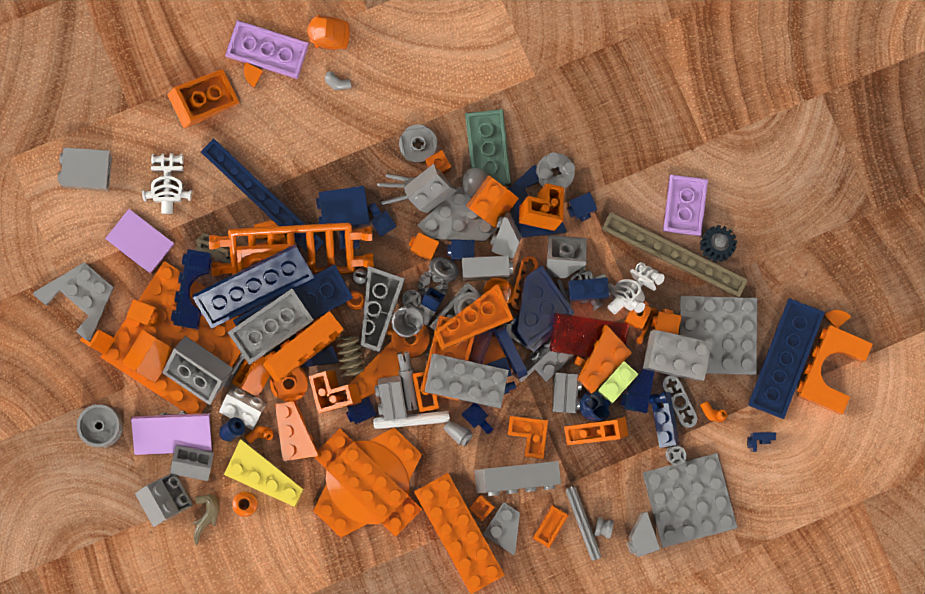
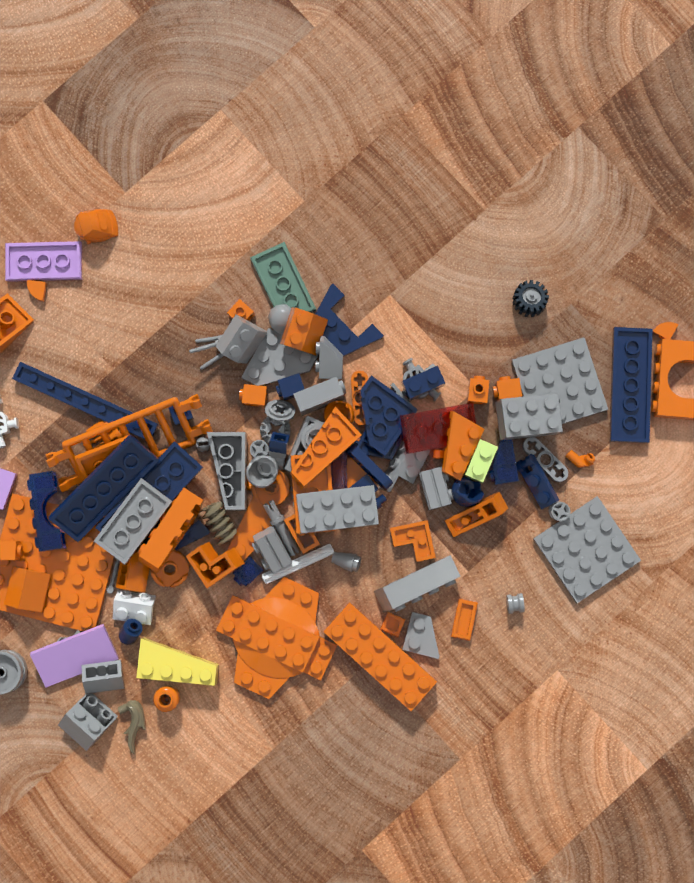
camera: 10 degrees left, 0 degrees up
(197, 370) = (77, 586): light grey slope -> none
(220, 253) = (63, 467): dark tan hinge -> none
(259, 432) = (157, 625): orange arm -> none
(293, 433) = (190, 615): wing -> none
(335, 83) = (119, 271): light grey arm -> none
(344, 206) = (165, 383): dark blue brick -> none
(358, 300) = (209, 468): orange plate -> none
(381, 222) = (206, 386): dark blue plate -> none
(424, 135) = (205, 297): light grey plate -> none
(476, 416) = (358, 539): clear blue plate -> none
(545, 210) = (356, 322): orange brick -> none
(562, 163) = (356, 273): light grey plate -> none
(565, 255) = (390, 359): light grey slope -> none
(581, 207) = (390, 308): dark blue brick -> none
(583, 523) = (494, 606): light grey axle -> none
(626, 288) = (459, 369): white piece -> none
(640, 340) = (487, 414): orange hinge -> none
(642, 537) = (555, 600): light grey slope -> none
(674, 254) = (492, 323): dark tan plate -> none
(685, 205) = (486, 273): lavender tile -> none
(762, 437) = (636, 467): dark blue bracket -> none

